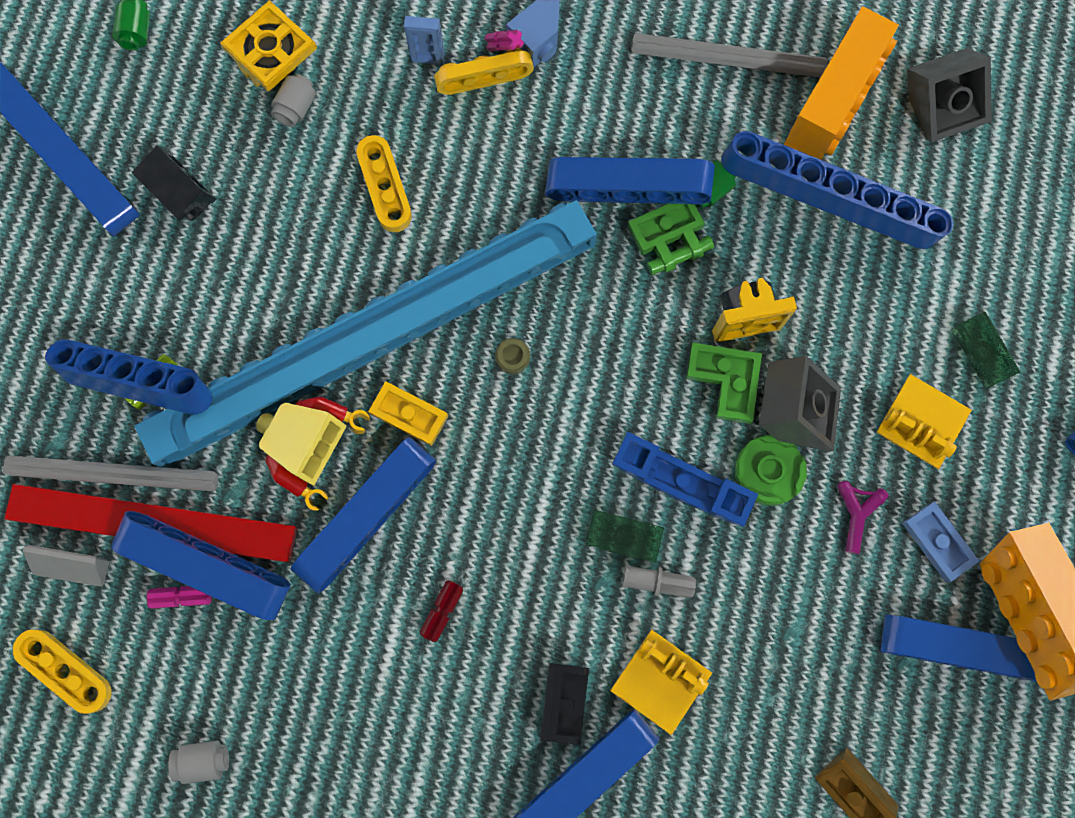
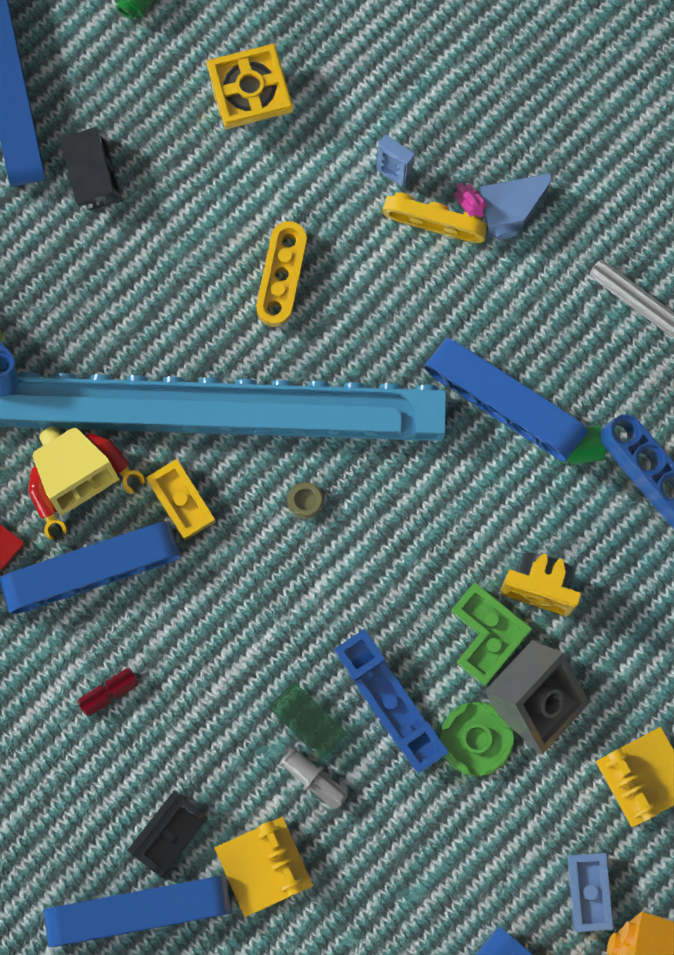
camera: 30 degrees right, 0 degrees up
(293, 100) = (243, 148): light grey brick -> none
(665, 226) = (515, 460): bright green plate -> none
(859, 512) = (534, 824): magenta piece -> none

